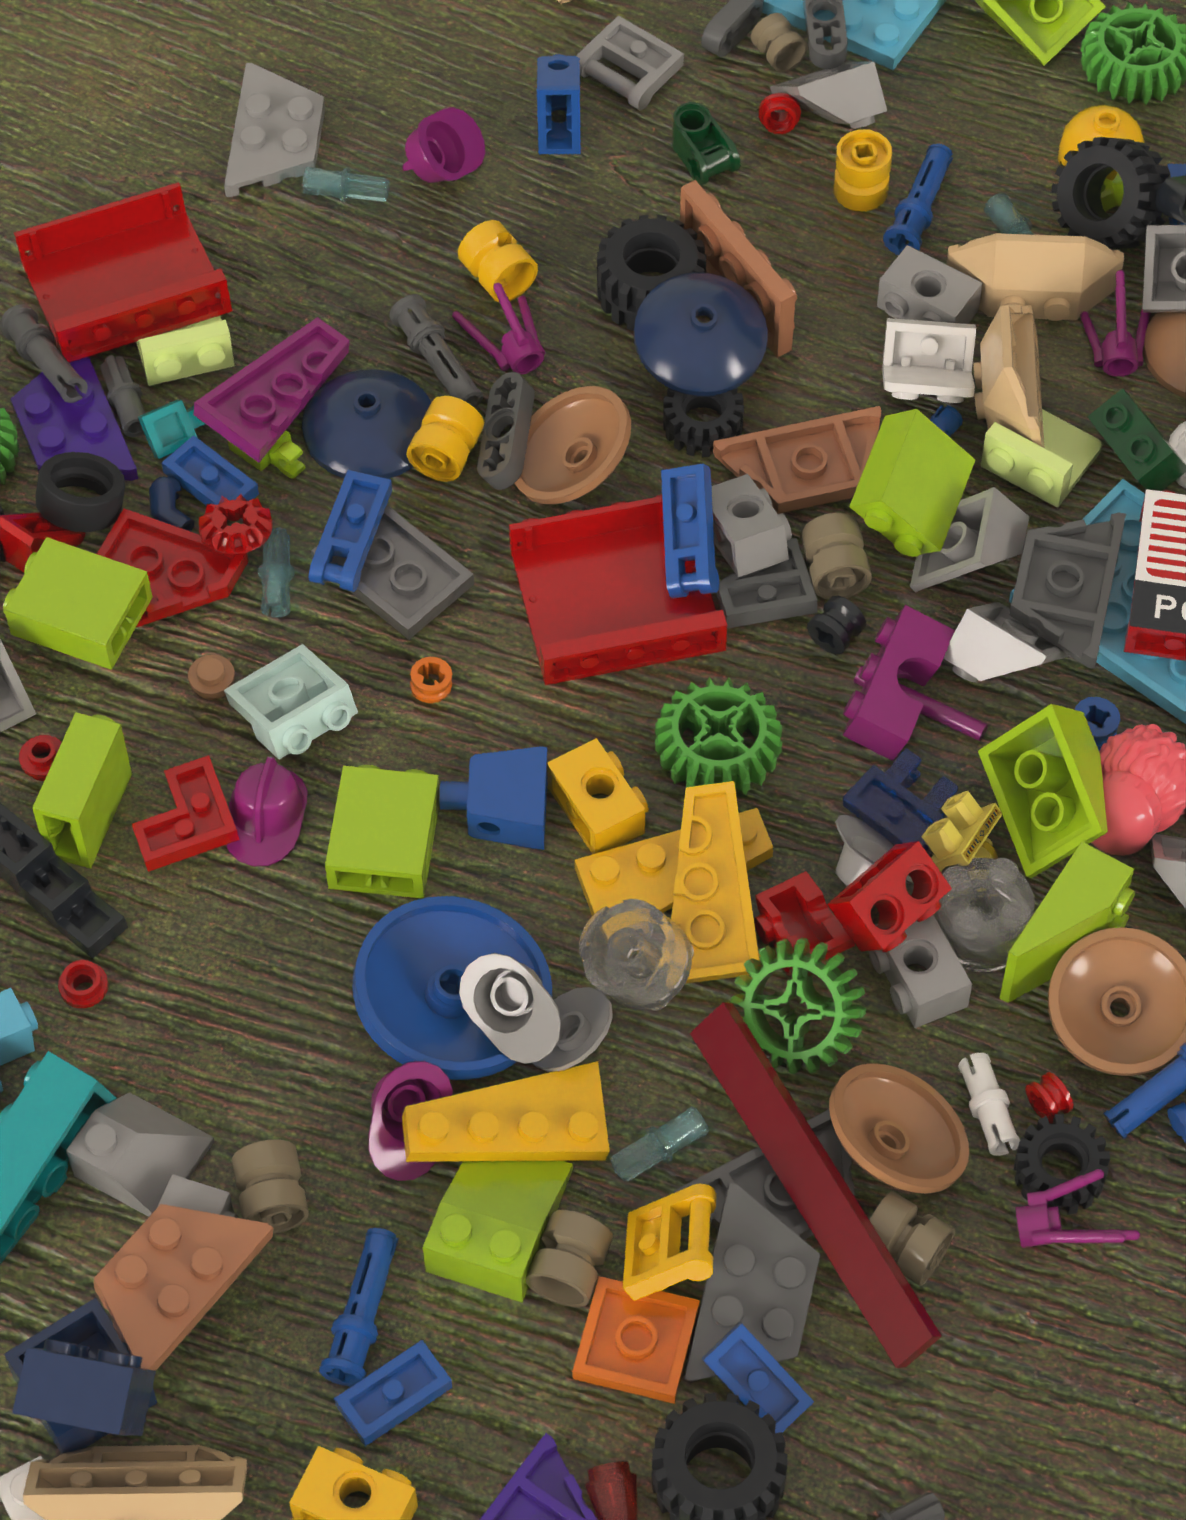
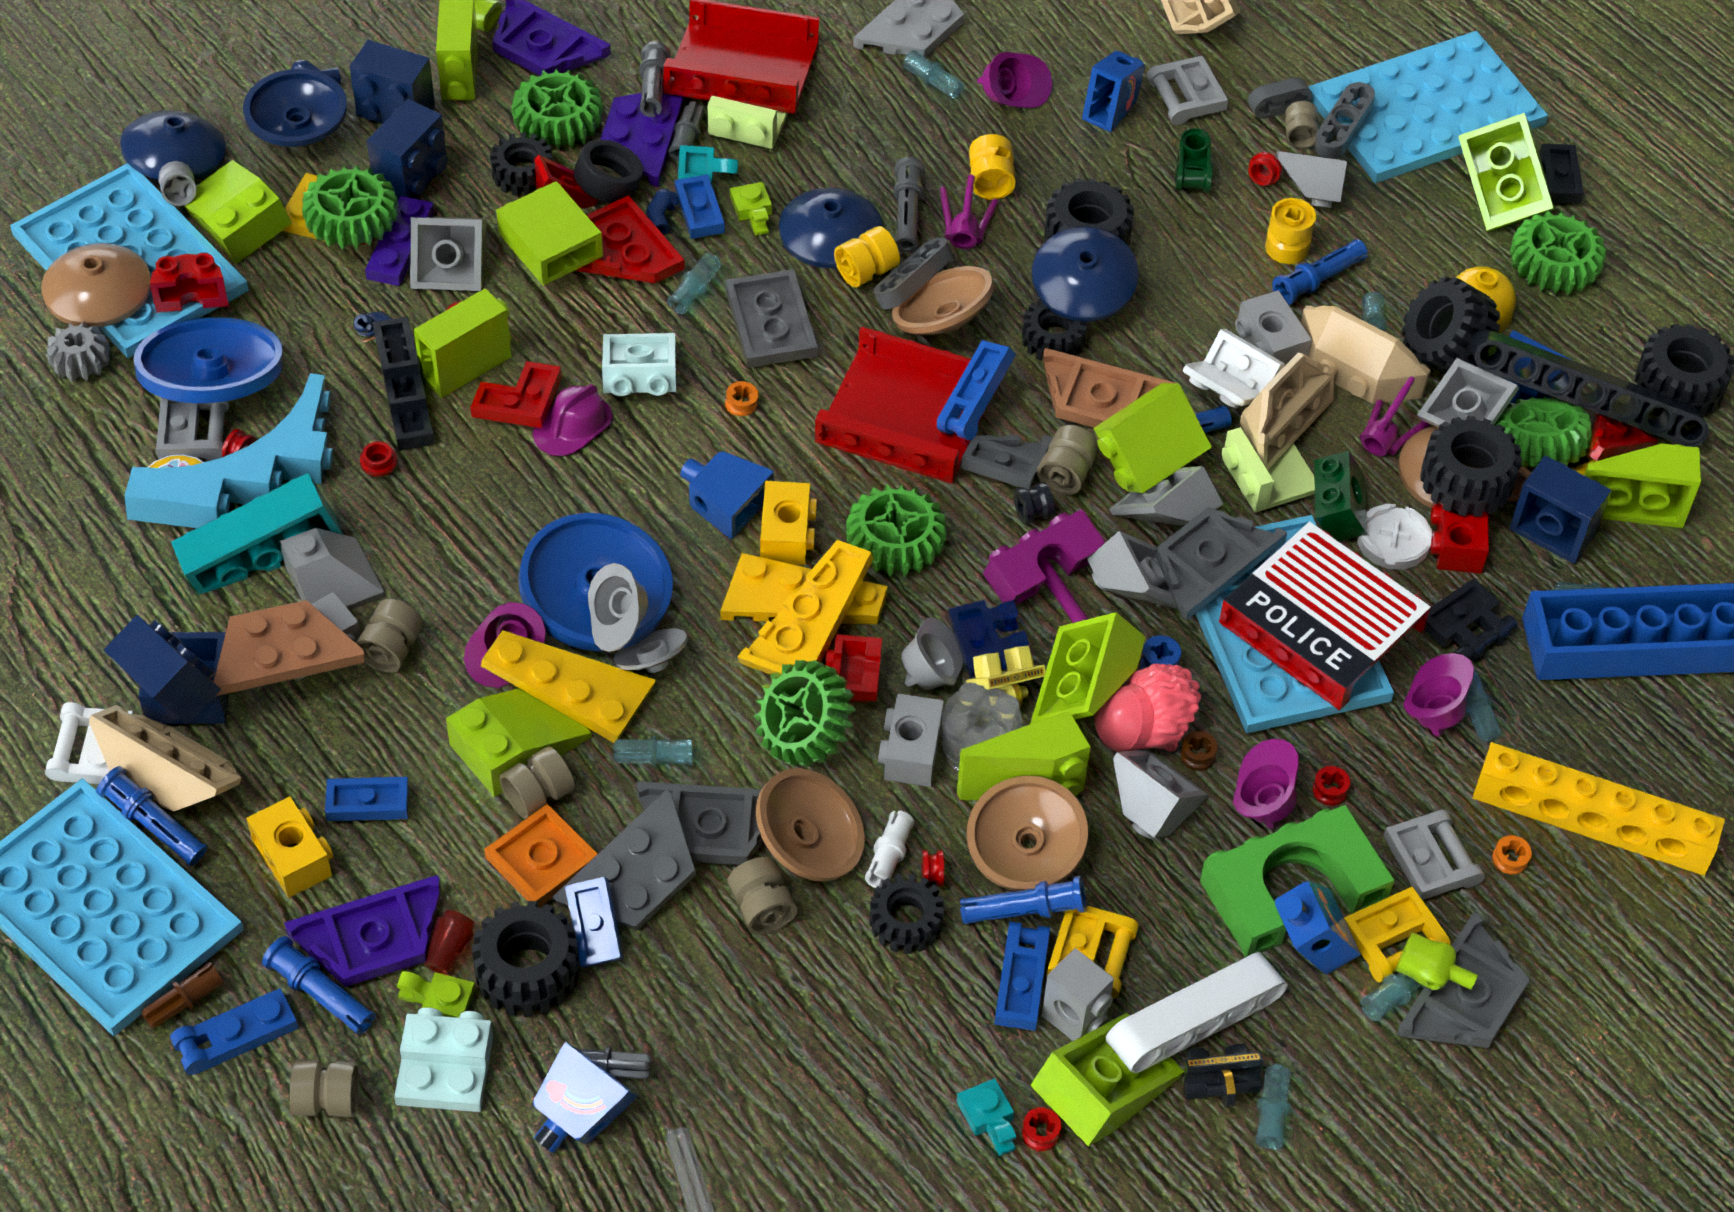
camera: 30 degrees right, 5 degrees down
(210, 676) = (603, 322): medium nougat plate -> none
(237, 537) = (676, 243): red gear -> none
(272, 390) = (774, 172): magenta wing -> none
(350, 529) = (755, 278): blue plate -> none
(355, 1327) = (375, 747): blue pin -> none
(383, 831) = (632, 469): lime brick -> none
(654, 1242) = (604, 805): yellow plate -> none
(655, 972) = (725, 625): clear brick -> none
(736, 259) = (1148, 247): nougat plate -> none
(748, 526) = (1021, 408): light grey brick -> none
(815, 1186) = (724, 827): dark red tile -> none
(885, 888) = (911, 668): red brick -> none
(1042, 1224) = (860, 940): magenta plant -> none

